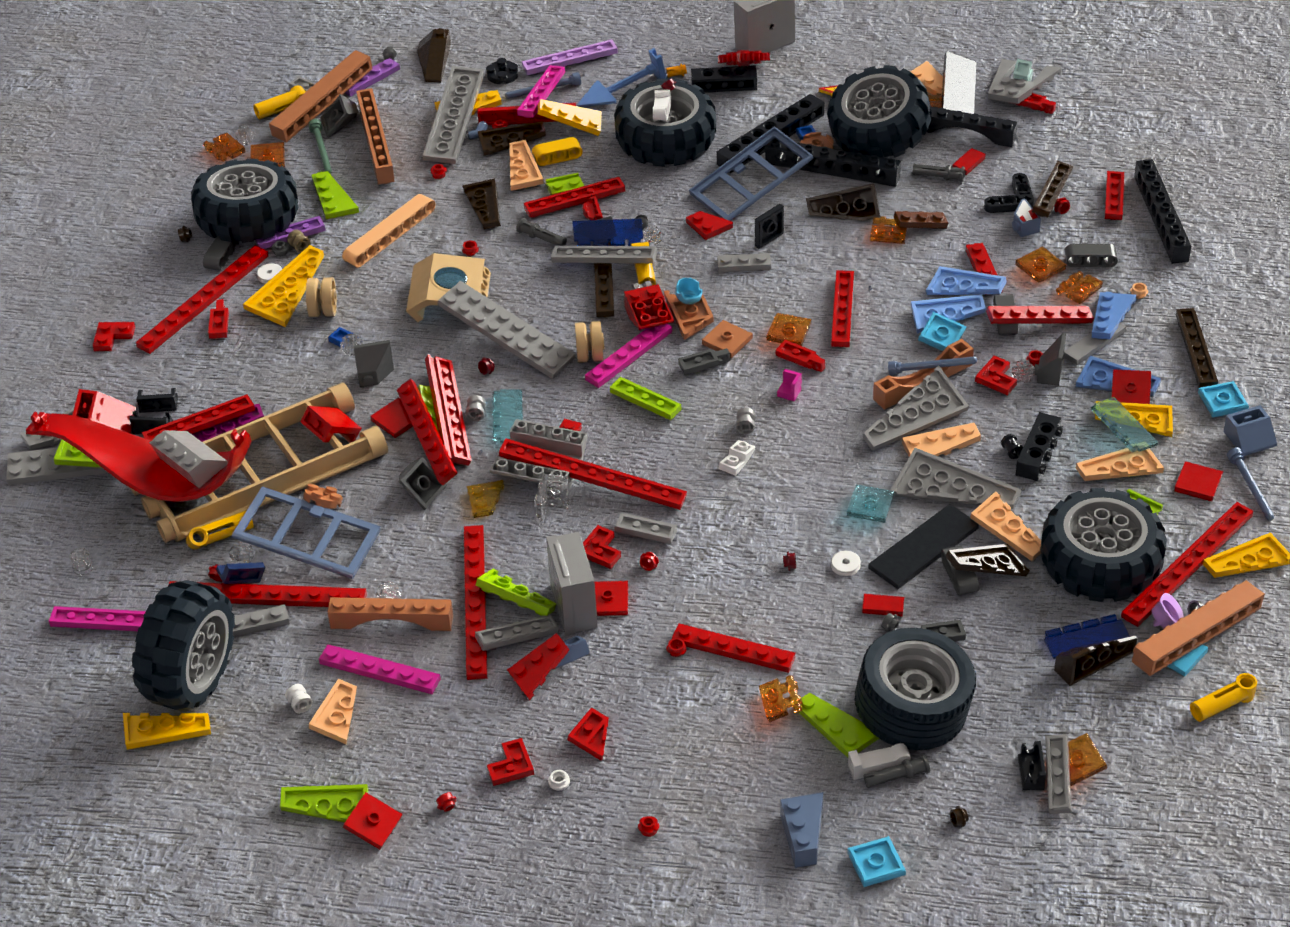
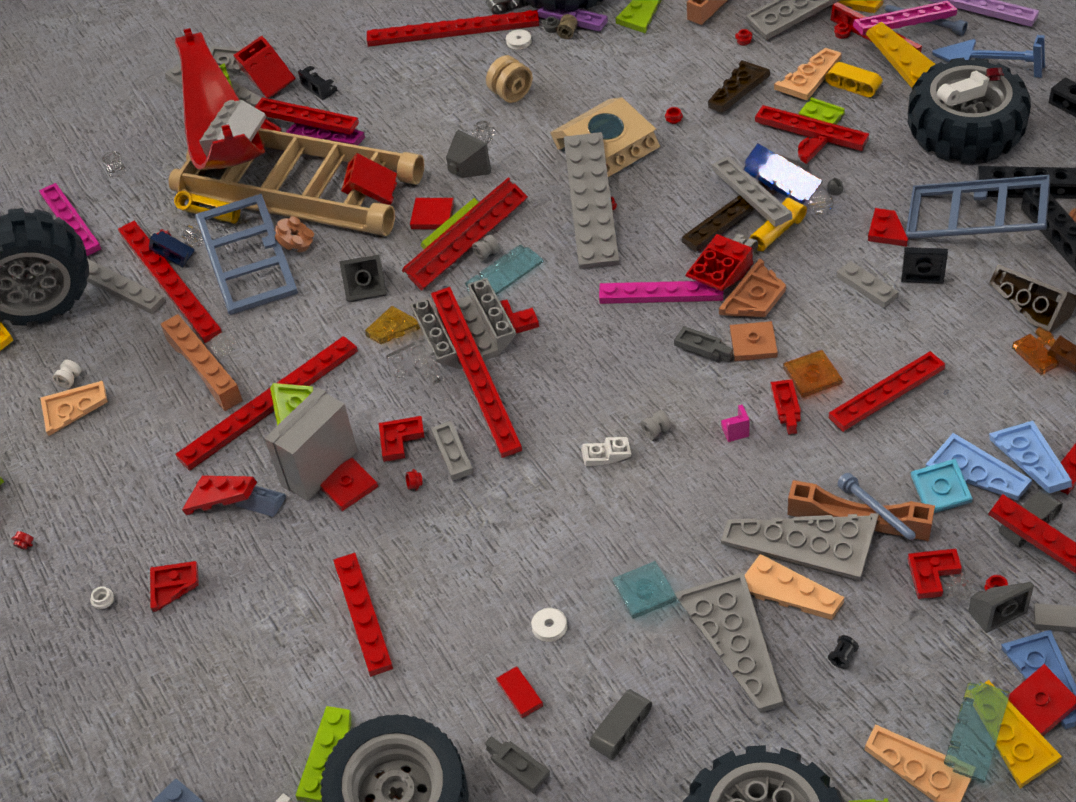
camera: 55 degrees right, 5 degrees up
(109, 331) = (364, 12): red plate -> none
(143, 424) = (287, 94): black hinge -> none
(218, 321) = (434, 51): red hinge -> none
(282, 294) = (526, 52): yellow wing -> none
(336, 336) = (493, 119): blue tile -> none
(379, 669) = (142, 399): dark pink plate -> none
(388, 230) = (638, 60): light nougat beam -> none
(426, 432) = (419, 239): red plate -> none
(474, 133) = (821, 24): sand blue arm -> none
(486, 366) = (544, 220): dark red plate -> none
(499, 138) = (822, 37): dark brown wing -> none
(514, 767) = (99, 557): red plate -> none
(516, 632) = (241, 449): light grey tile -> none
(534, 230) = (739, 134): dark grey pin -> none
(589, 342) = (630, 256): tan wheel -> none
(645, 398) = (613, 340): lime plate -> none
(648, 830) = (96, 702): red plate -> none
(676, 70) = (1057, 72): light orange pin -> none
(676, 647) = (322, 567): red plate -> none
(688, 291) = (767, 272): medium azure hair -> none
(774, 701) = (315, 687): clear orange plate -> none
(789, 561) = (508, 580): dark red plate -> none
(890, 622) = (498, 713): dark grey plate -> none
(923, 546) = (623, 668): black tile -> none
(988, 559) = (650, 740): dark brown wing -> none
(1003, 523) = (721, 717): light nougat wing -> none
(1039, 446) = (875, 664): black brick -> none

